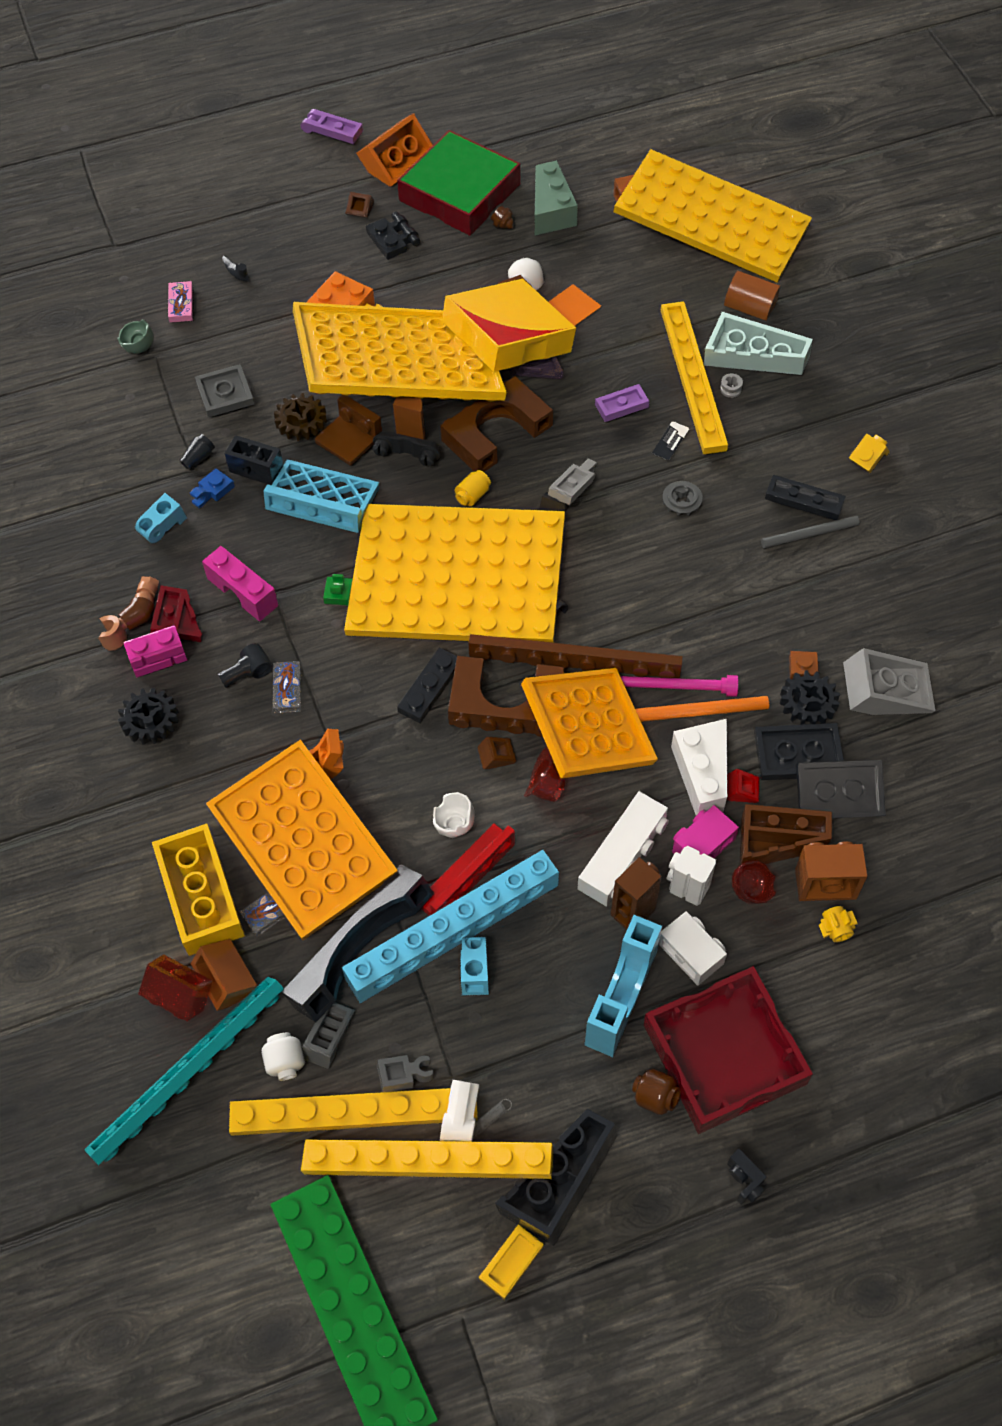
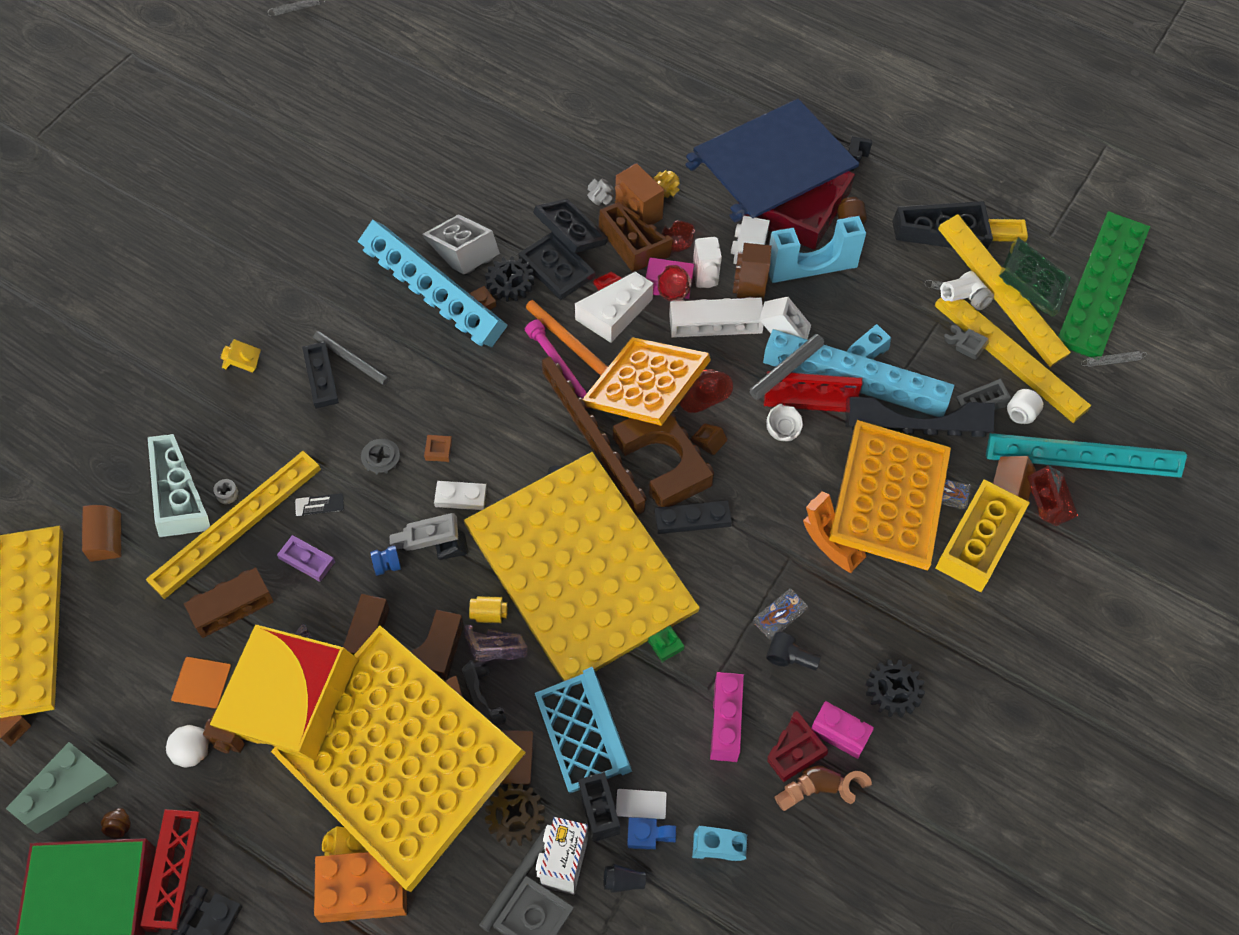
camera: 130 degrees left, 0 degrees up
(238, 500) = (641, 804): none -> white sticker
(240, 414) = (563, 855): none -> white brick
(259, 399) = (513, 883): none -> dark grey bar
(270, 1194) = (1109, 358): none -> light grey piece
(410, 1205) = (1035, 277): none -> clear green plate
(434, 1127) = (982, 299): none -> light grey tile
(438, 474) = (495, 644): none -> wing
(442, 226) = (163, 868): none -> red fence
(500, 843) = (786, 366): none -> dark grey axle
(557, 890) = (785, 317): none -> white brick
(574, 449) = (385, 560): none -> blue wheel
(597, 533) = (460, 495): none -> white plate
(622, 340) = (228, 602): none -> reddish brown brick
(655, 539) = (438, 448): none -> dark orange plate
(680, 816) = (674, 283): none -> clear red hair
(788, 1052) = (773, 159): none -> dark blue flag
(849, 627) = (490, 325): none -> medium azure brick
(870, 841) = (600, 192): none -> light grey gear

